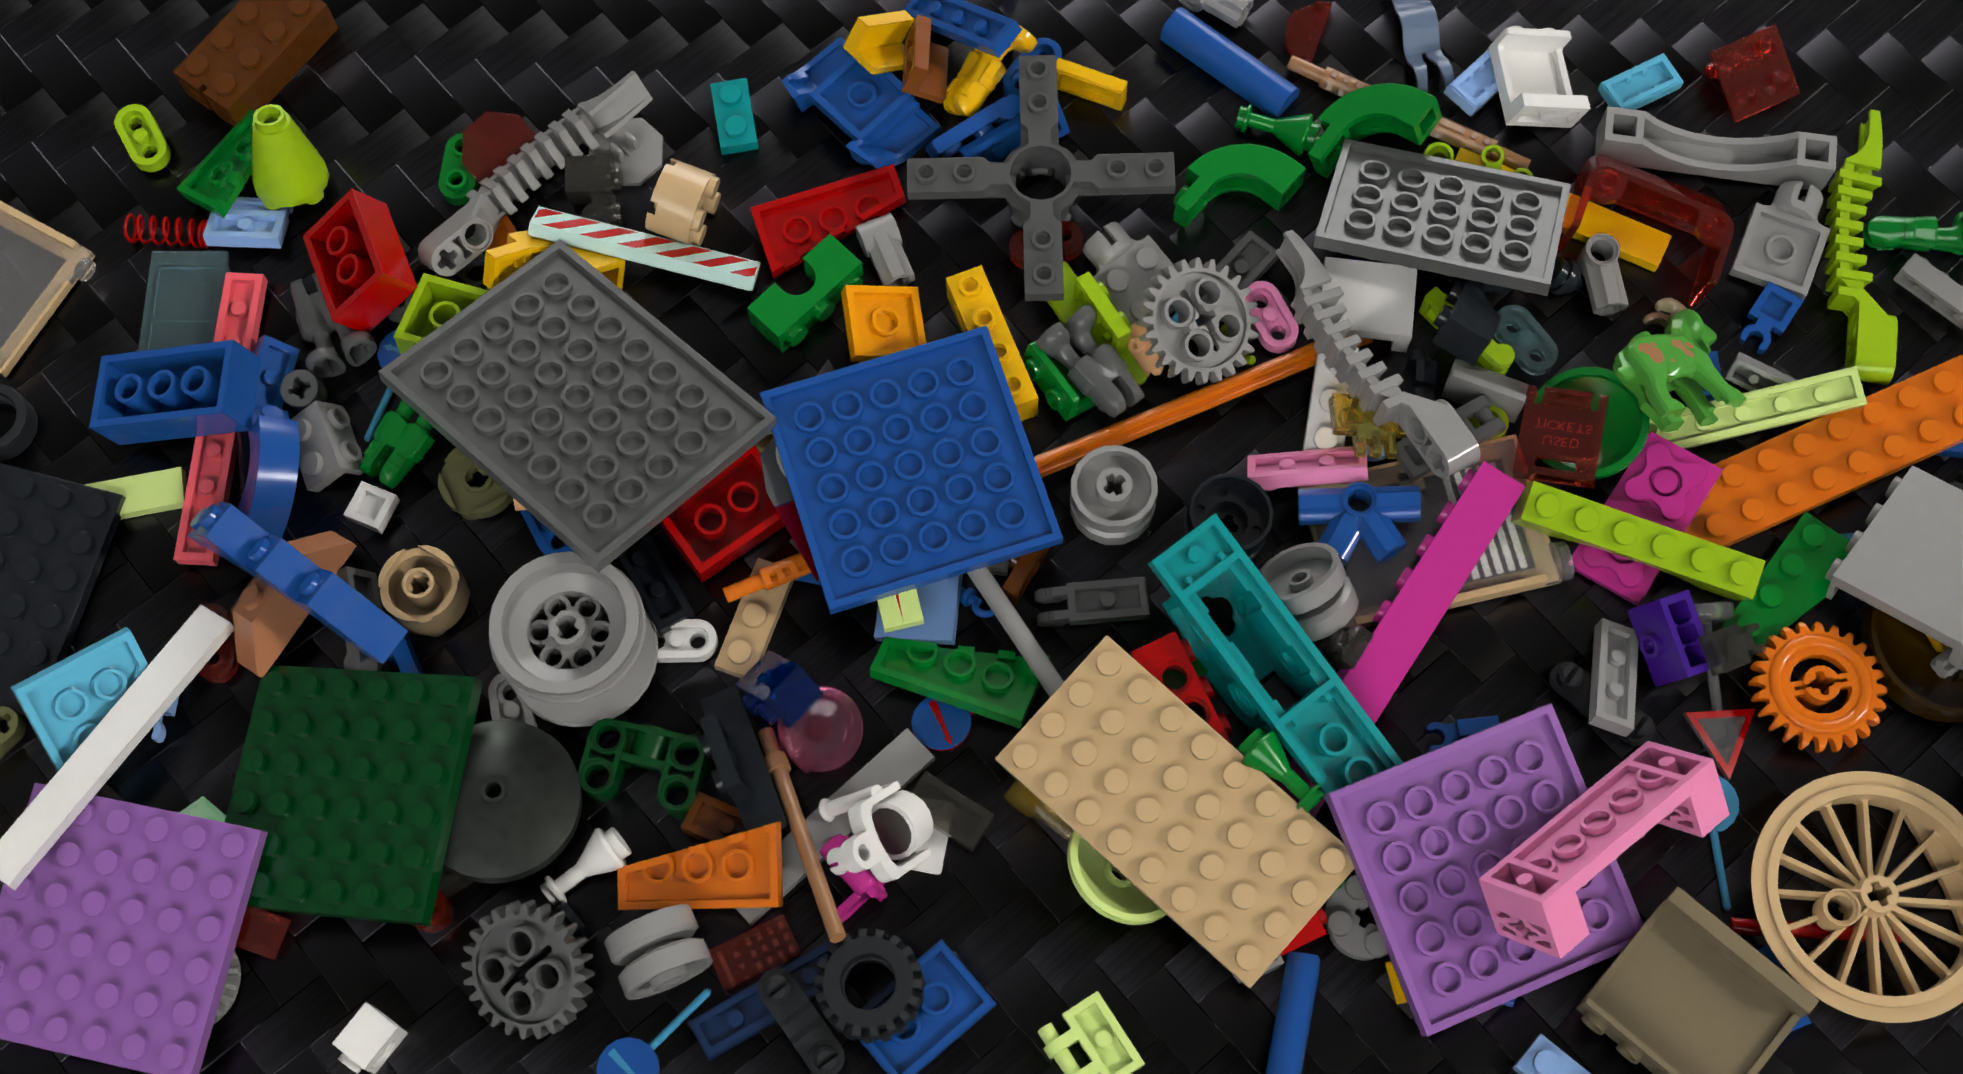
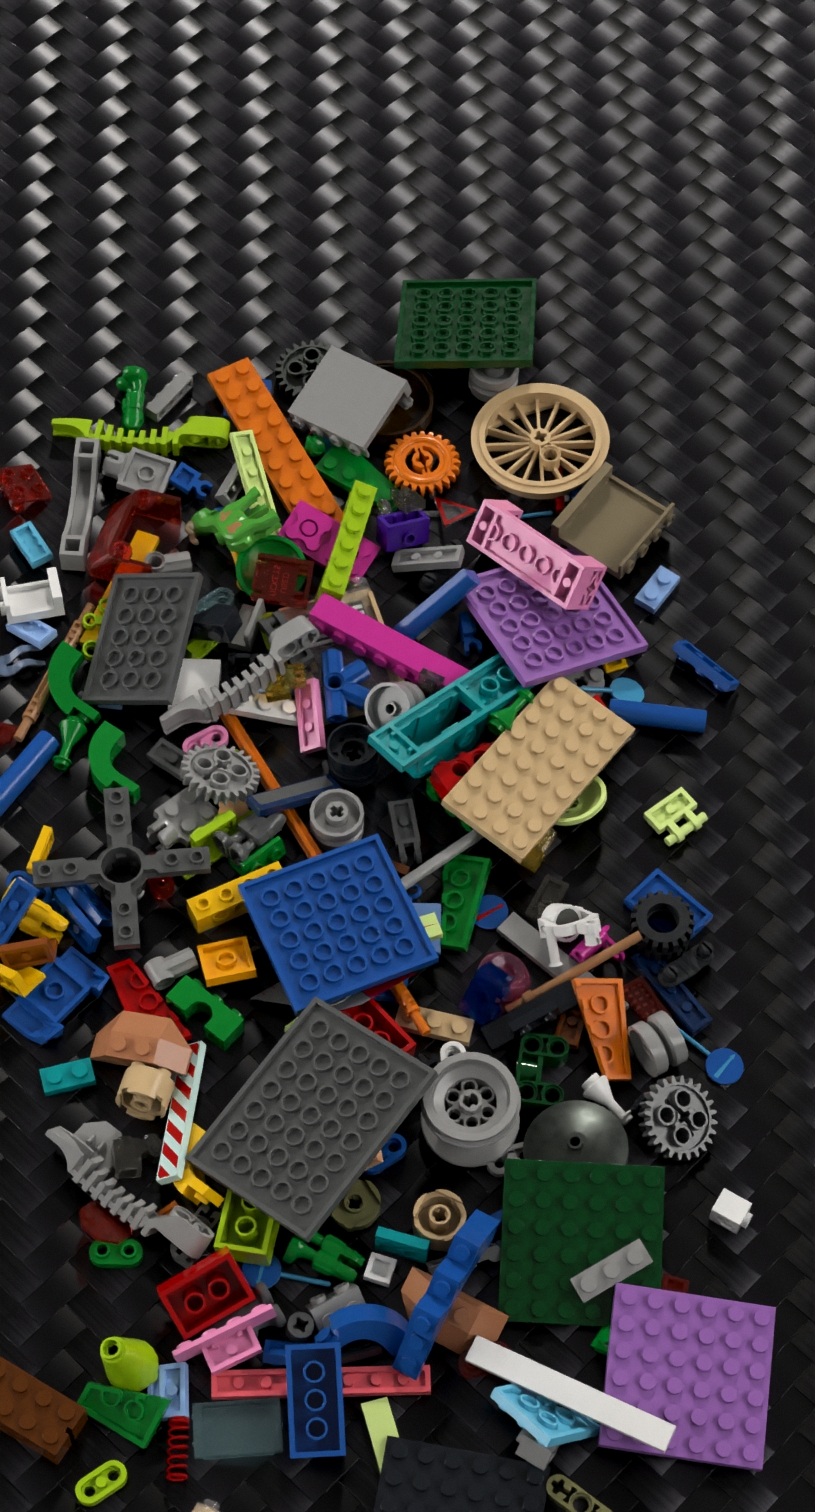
camera: 100 degrees left, 10 degrees down
(279, 291) = (228, 1344): none -> bright pink bracket
(285, 827) = (611, 1270): none -> light grey plate
(400, 527) = (402, 1244): none -> teal plate
(750, 201) = (143, 1039): none -> nougat wedge
(1155, 428) = (290, 795): none -> tile
(1345, 991) = (621, 689): none -> dark azure piece
(1505, 674) = (438, 604): none -> blue brick
(1850, 512) = (314, 445): none -> green plate

